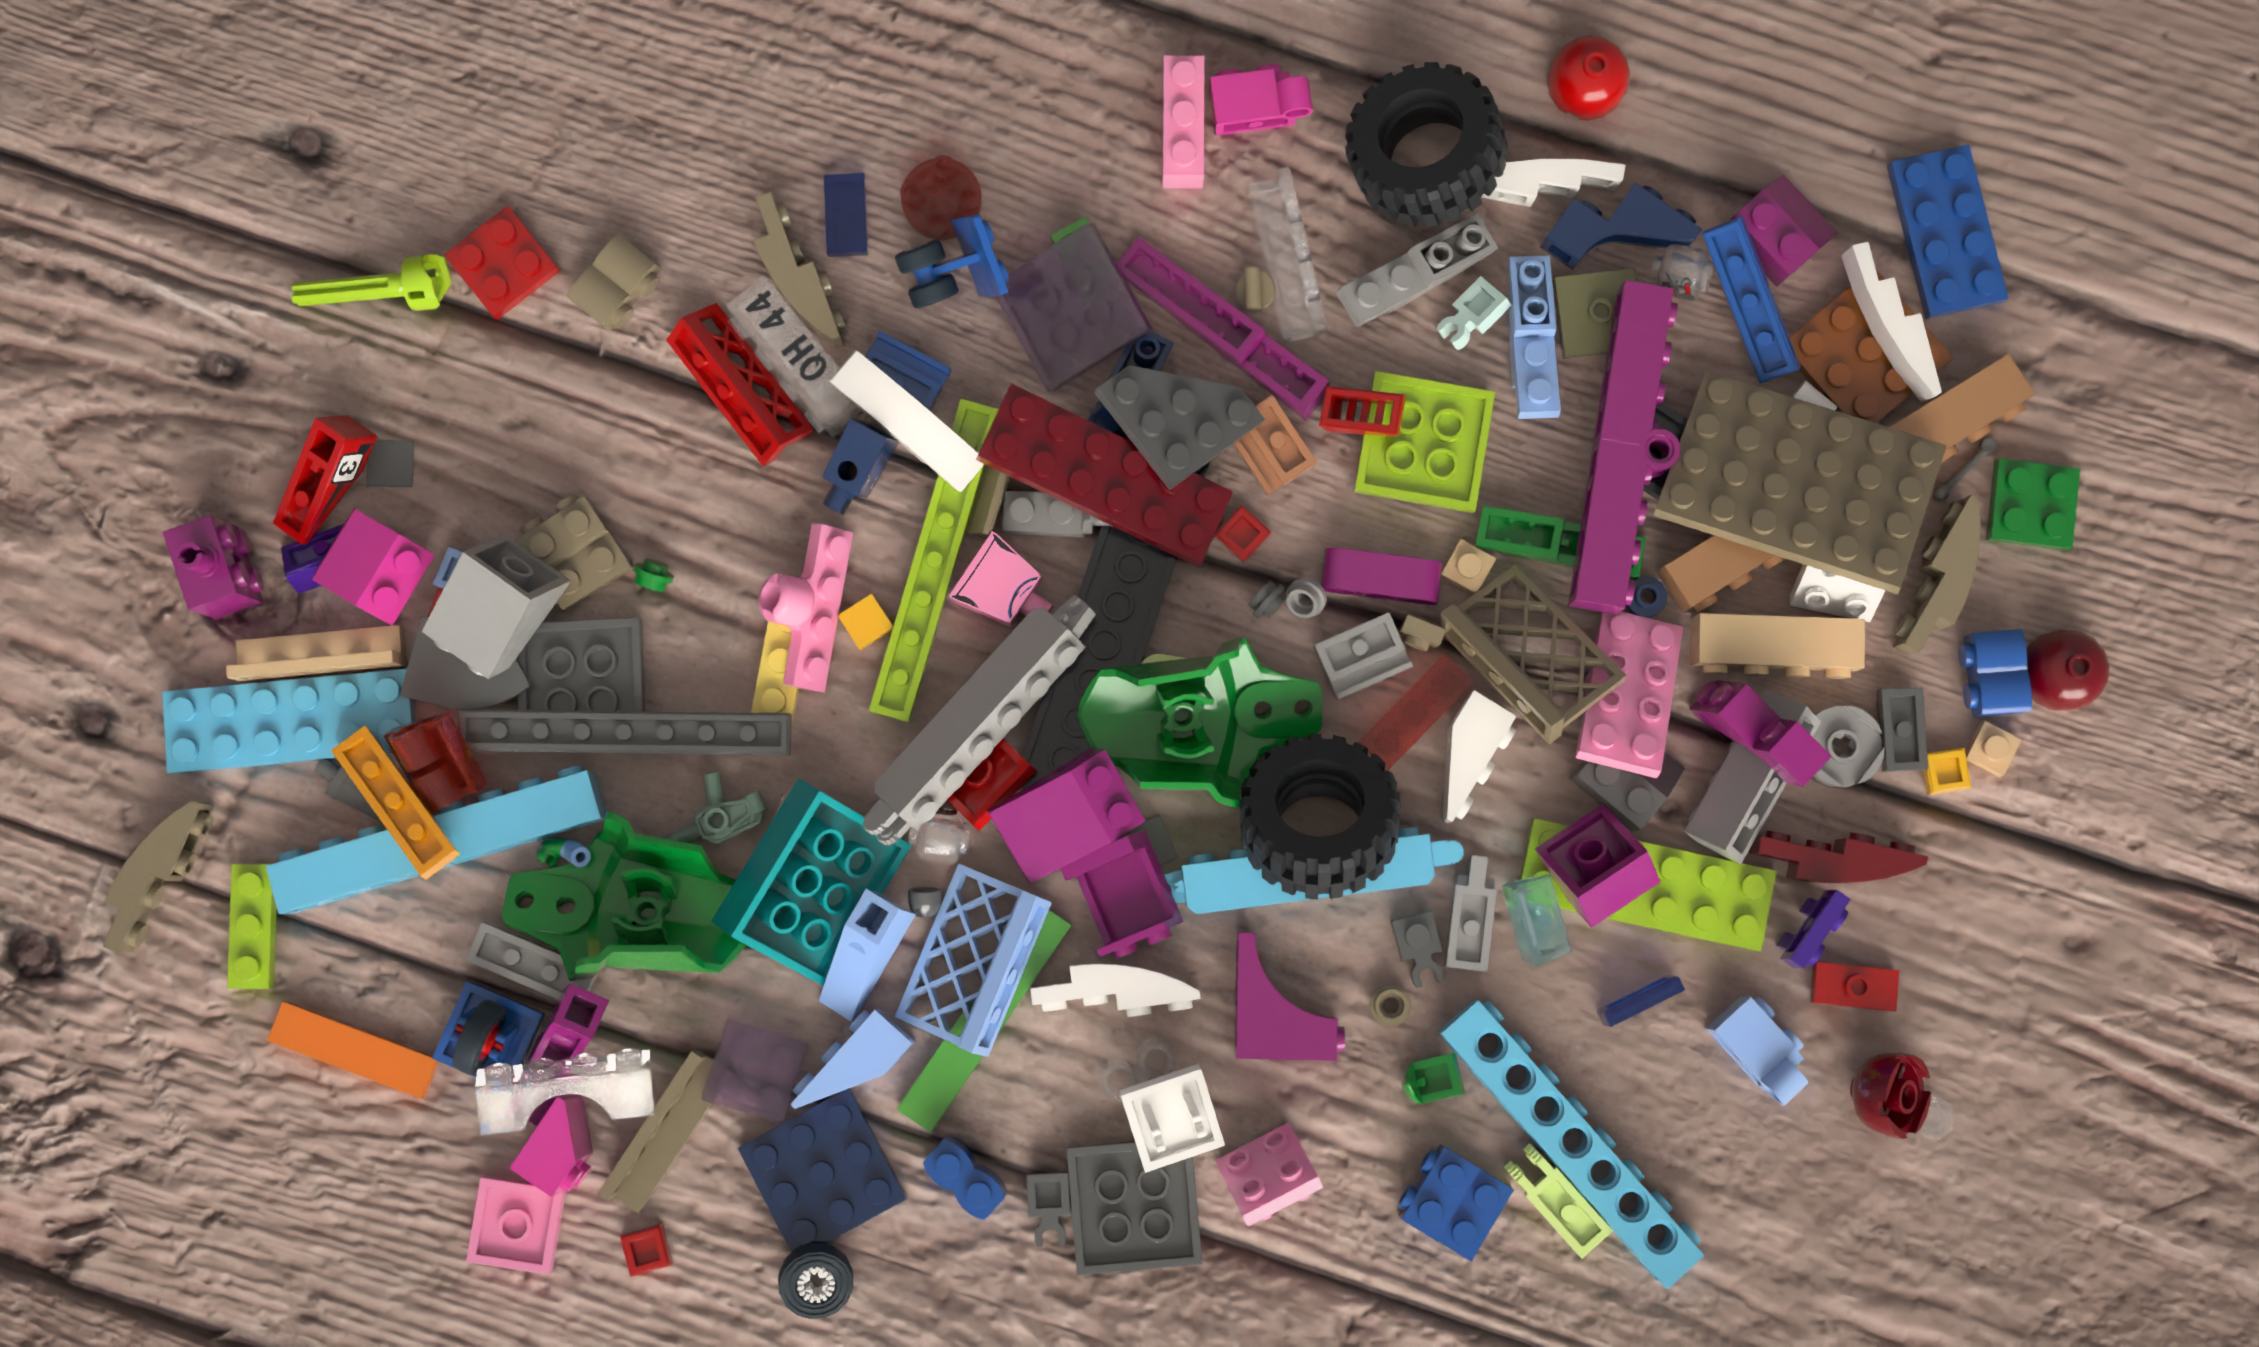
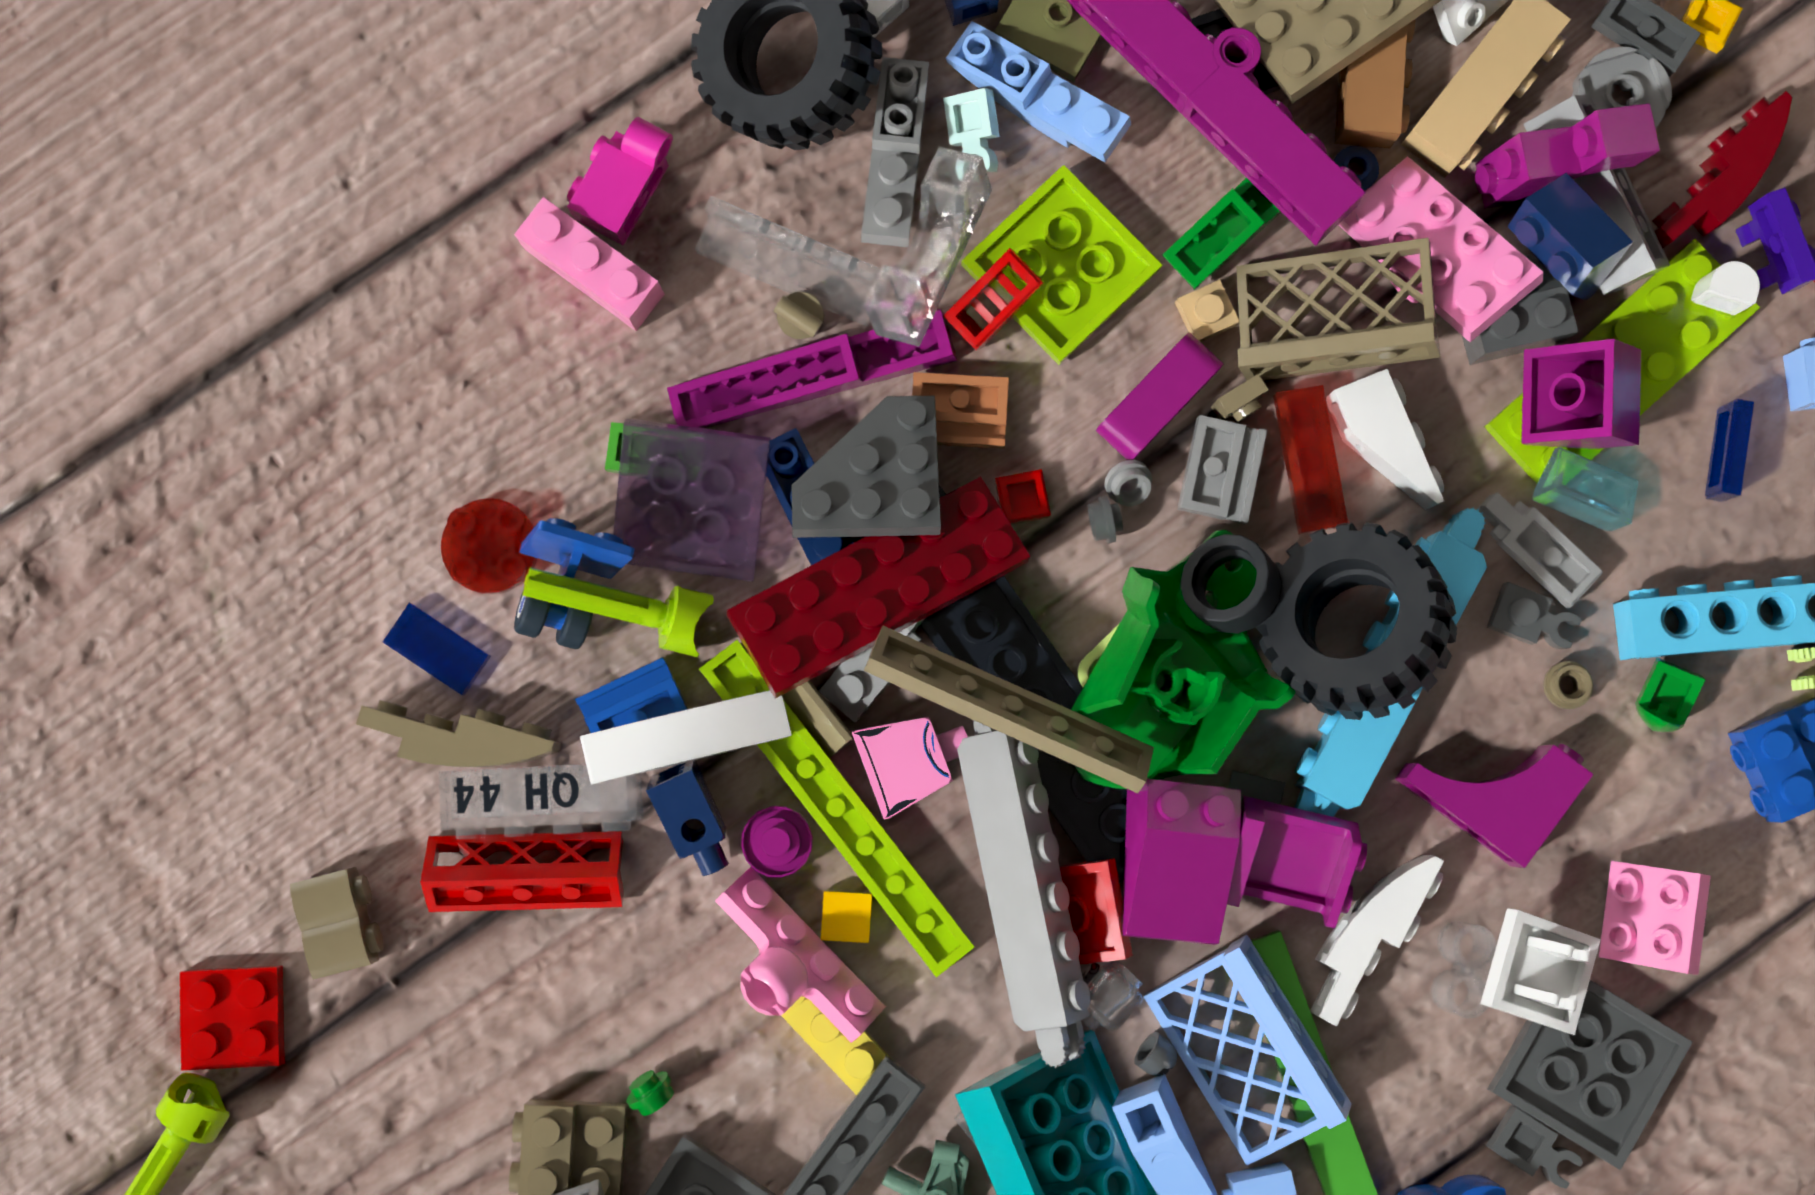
camera: 55 degrees left, 0 degrees up
(882, 537) = (776, 841): none -> magenta plate
(982, 356) = (674, 618): none -> lime piece
(1083, 620) = (1010, 709): none -> dark tan plate
(1275, 686) = (1210, 557): none -> black tyre
(1409, 334) = (951, 205): none -> clear arch
(1700, 773) = (1570, 235): none -> dark blue slope
(1752, 913) = (1728, 288): none -> white brick

